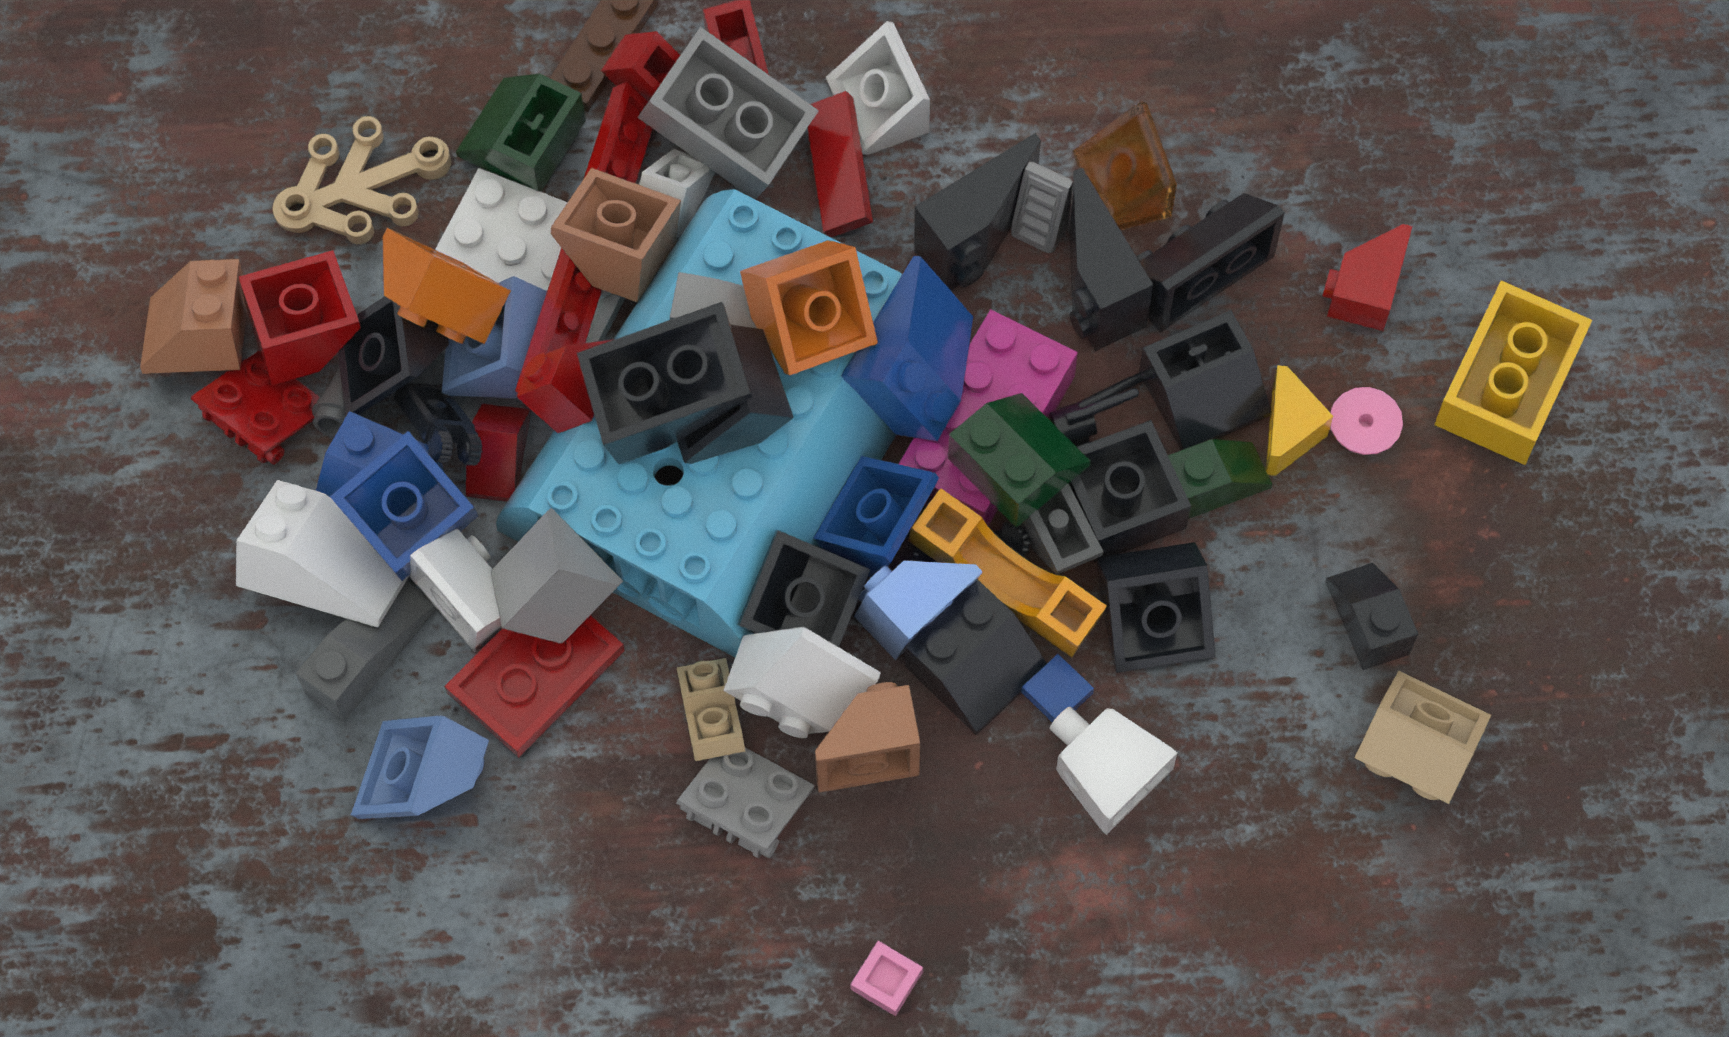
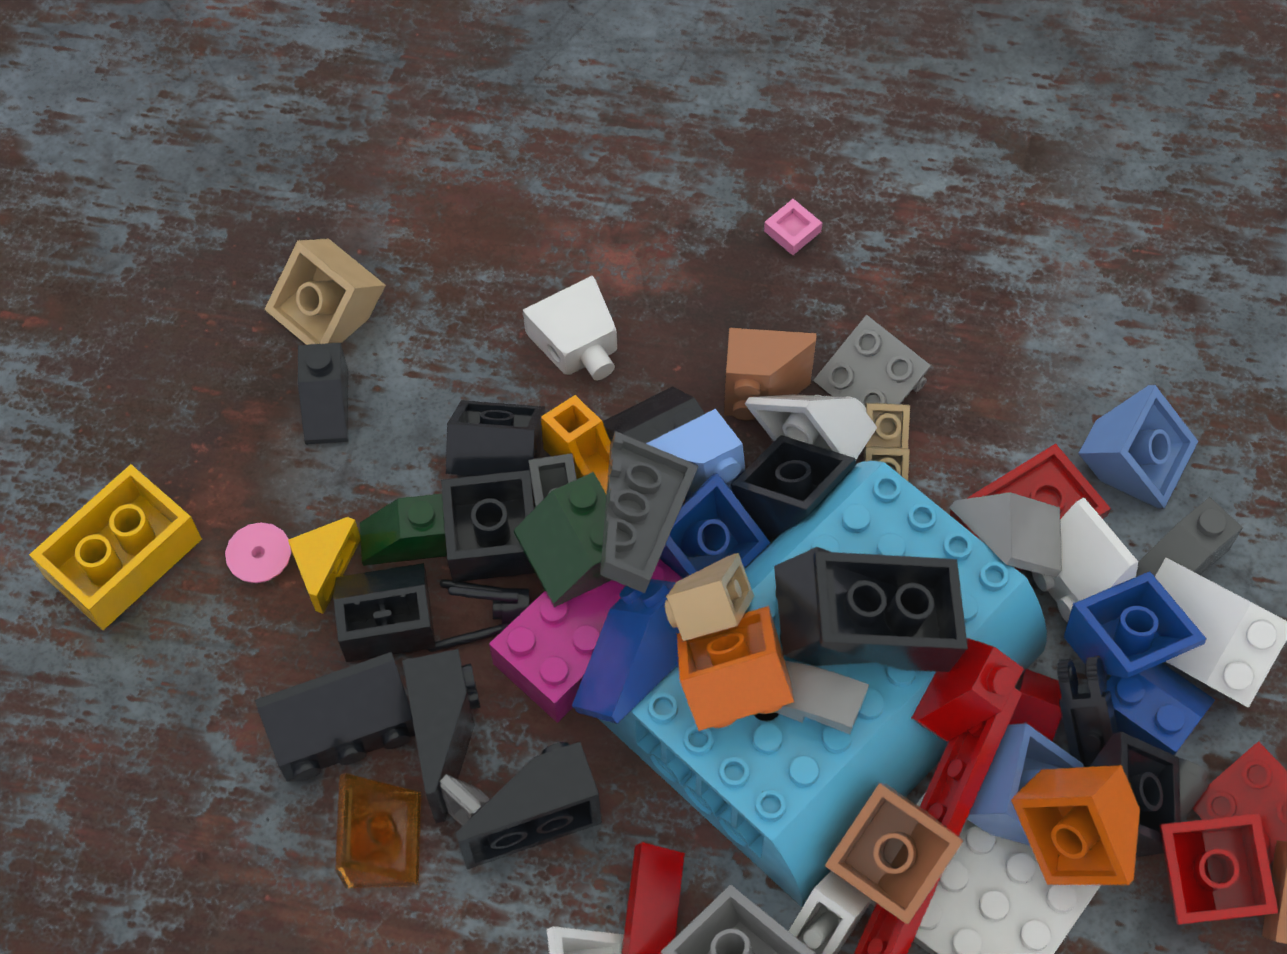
camera: 165 degrees left, 5 degrees down
(848, 367) = (710, 599): none -> tan slope
(953, 476) = (640, 508): none -> dark grey wing
(1057, 688) = (600, 397): blue tile -> none
(1368, 280) = (196, 672): red slope -> none

